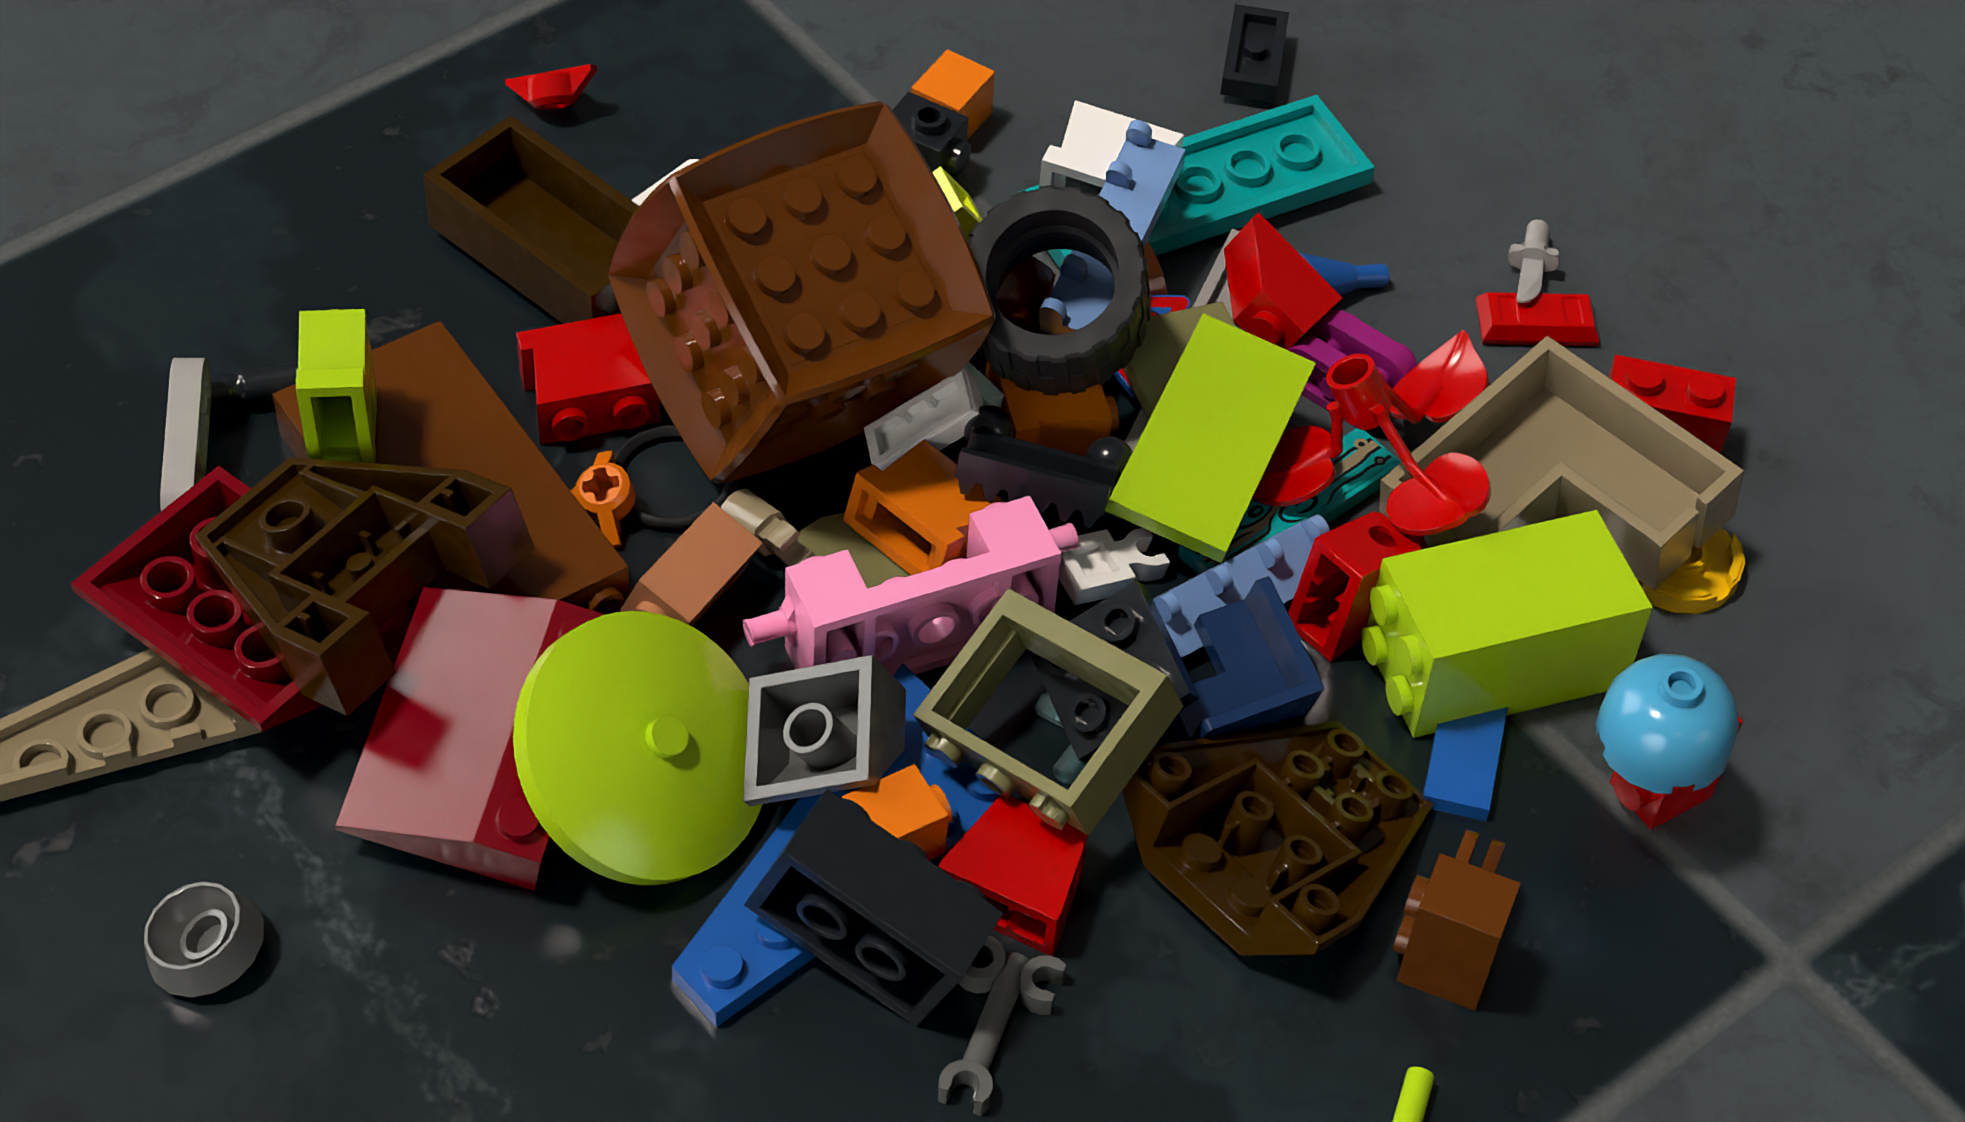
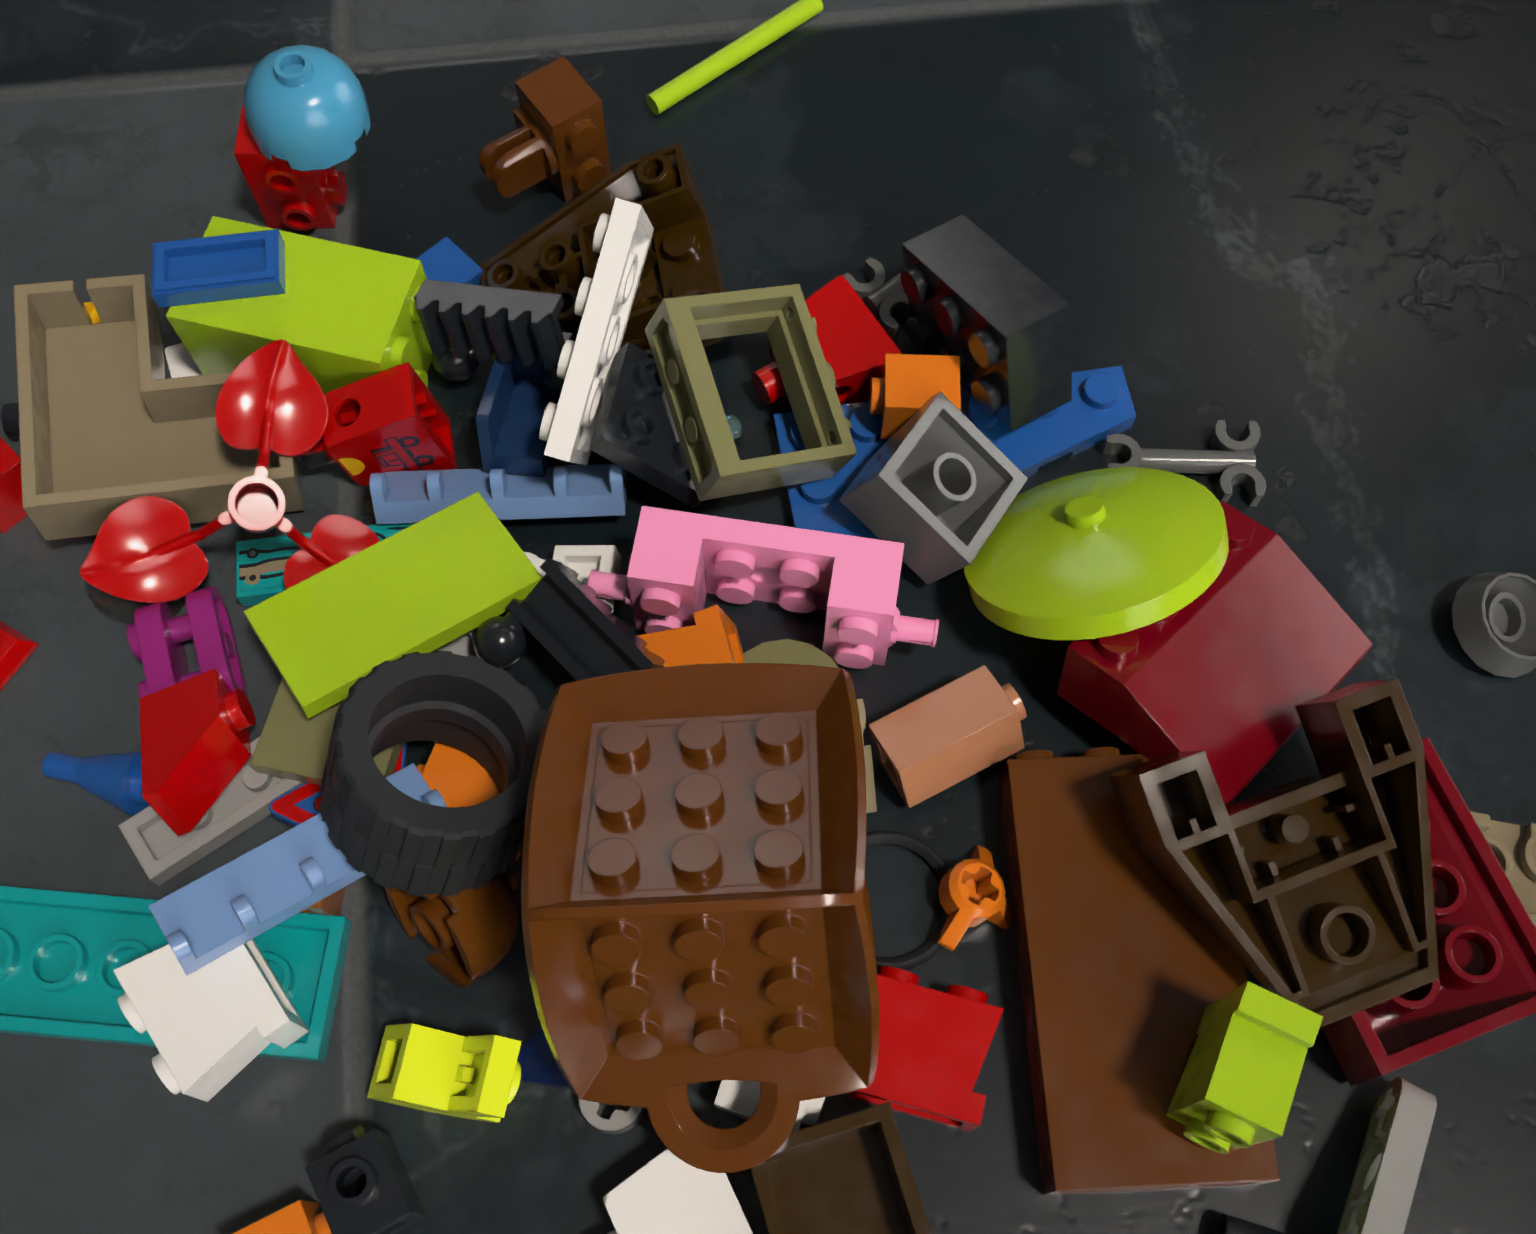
camera: 145 degrees left, 15 degrees up
(553, 981) = (1228, 457): none -> dark grey bar
(1218, 663) = (605, 311): none -> white plate
(1341, 656) = (475, 321): none -> black gear
(1590, 556) = (218, 268): none -> blue tile

